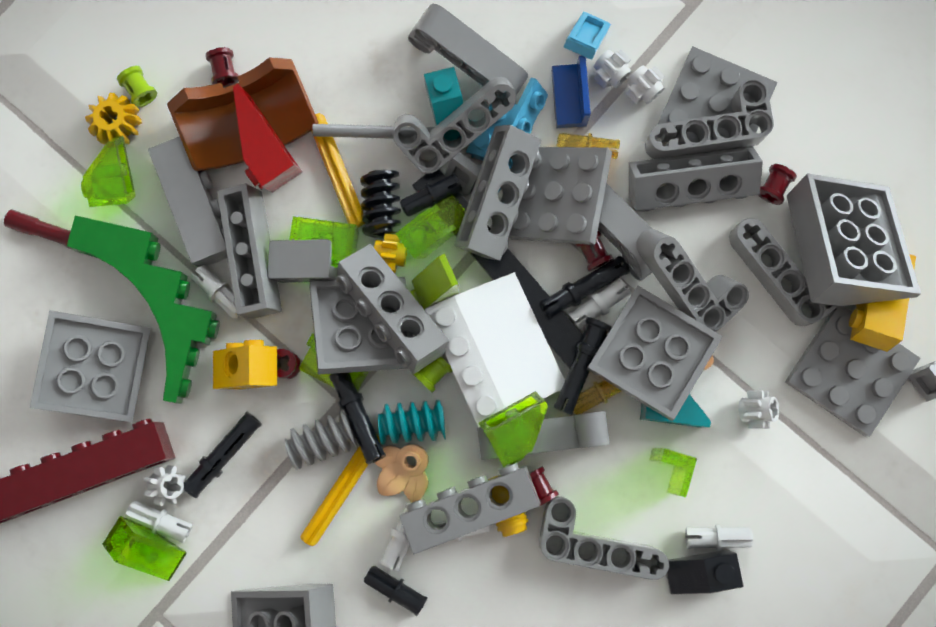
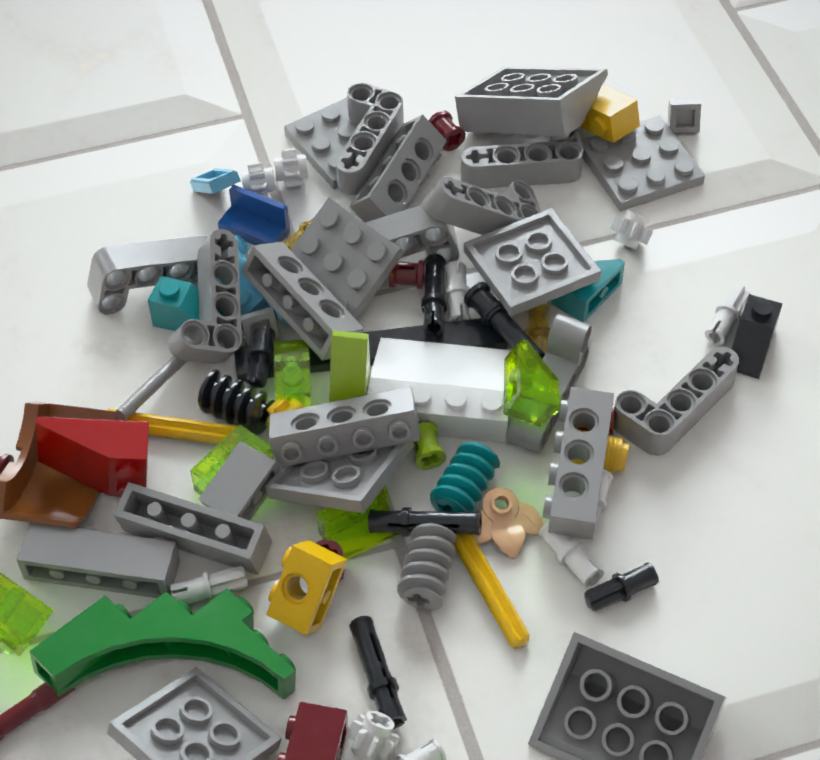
camera: 60 degrees left, 30 degrees down
(682, 466) = (645, 299): clear neon green panel -> none

